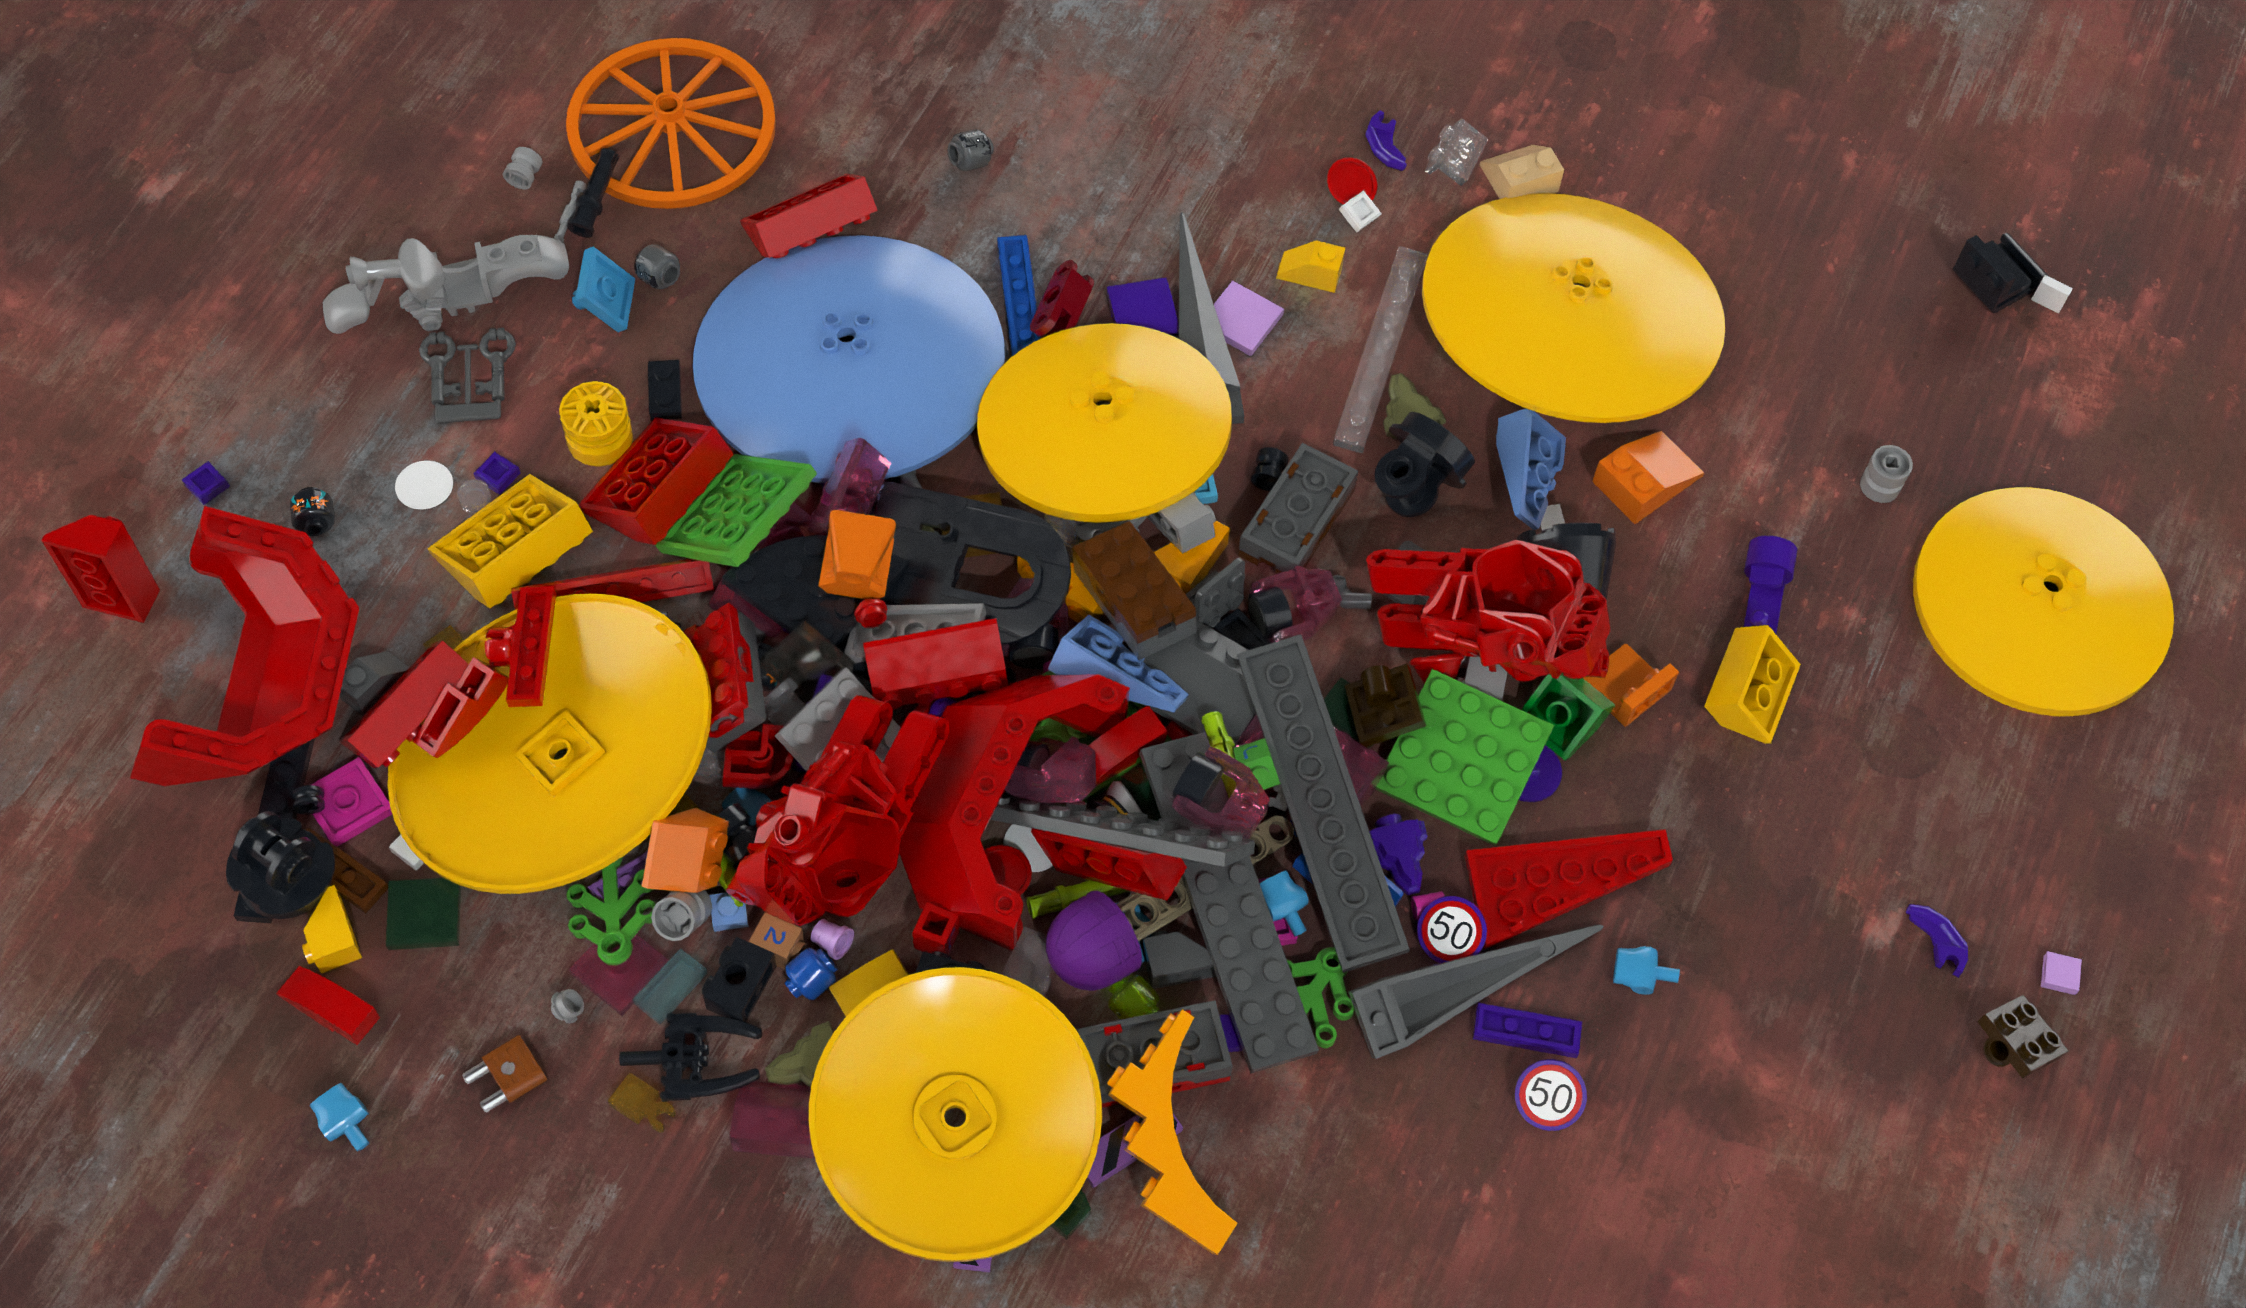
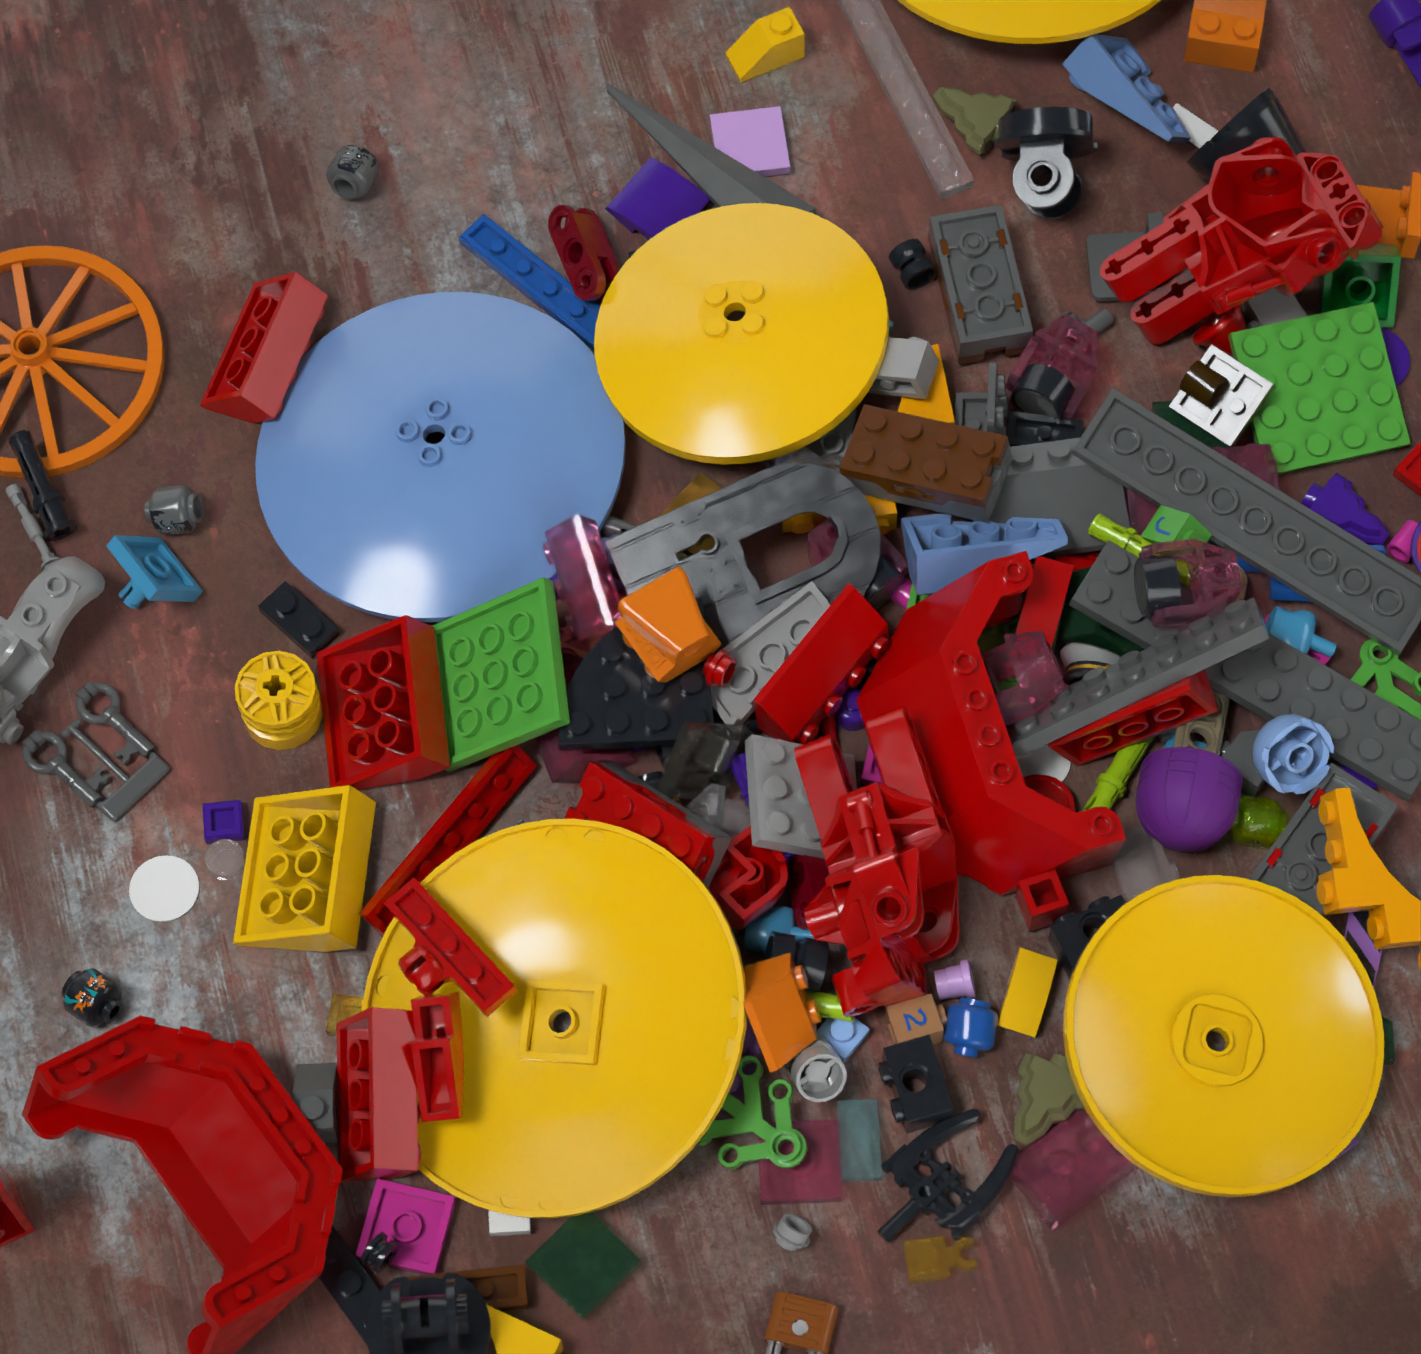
camera: 35 degrees left, 5 degrees up
(1188, 969) = (1292, 753): none -> light blue cylinder

